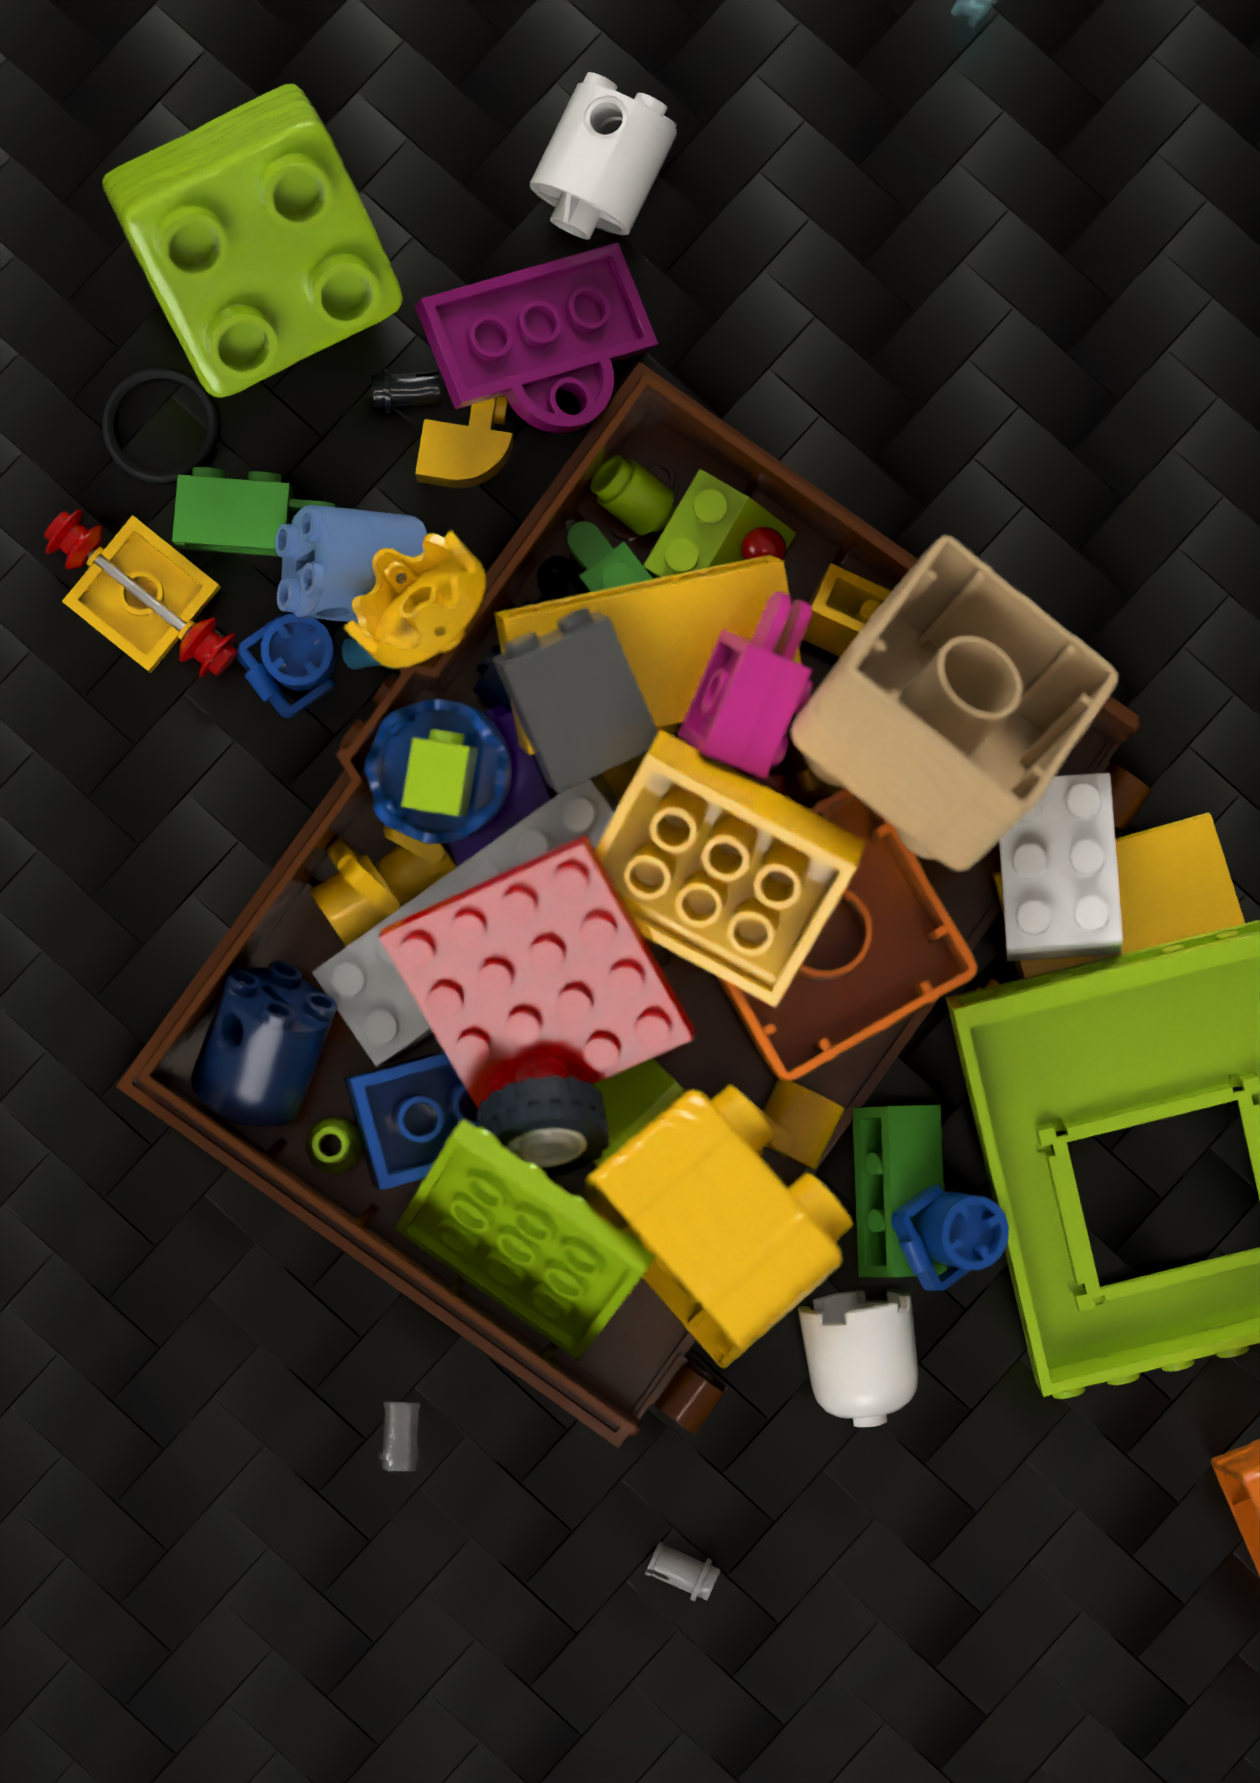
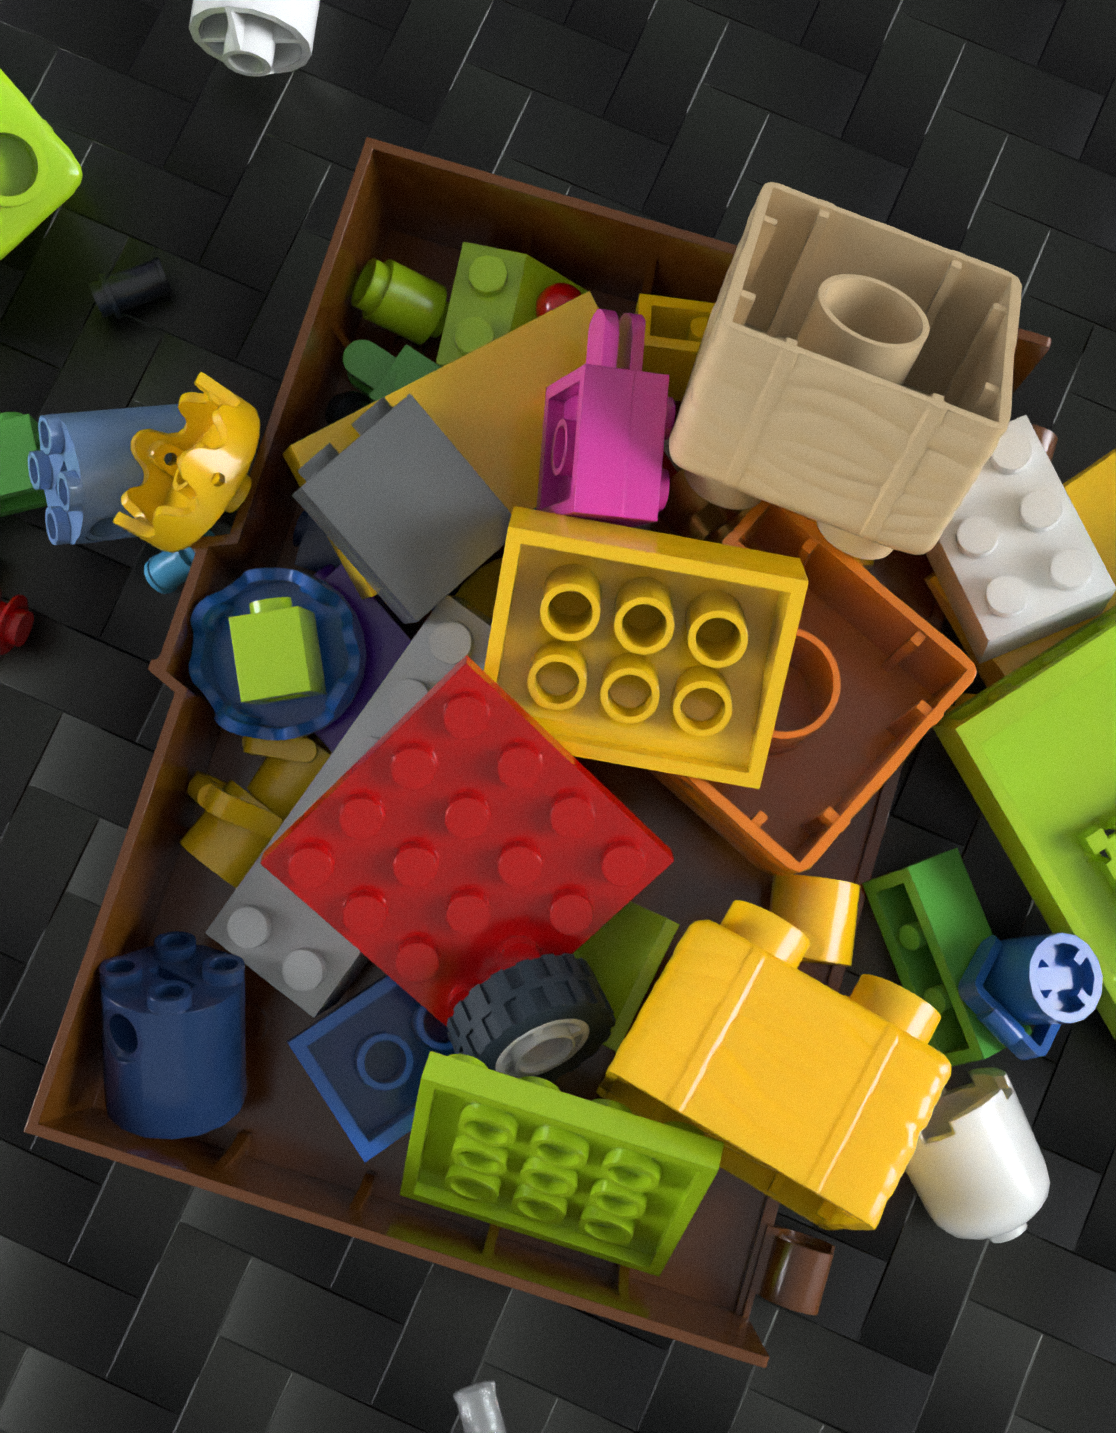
camera: 20 degrees left, 5 degrees down
(297, 654) = (98, 595): blue piece -> none
(350, 1149) = (314, 1115): lime cone -> none
(465, 454) = (214, 328): yellow brick -> none
(540, 335) = (244, 179): magenta plate -> none

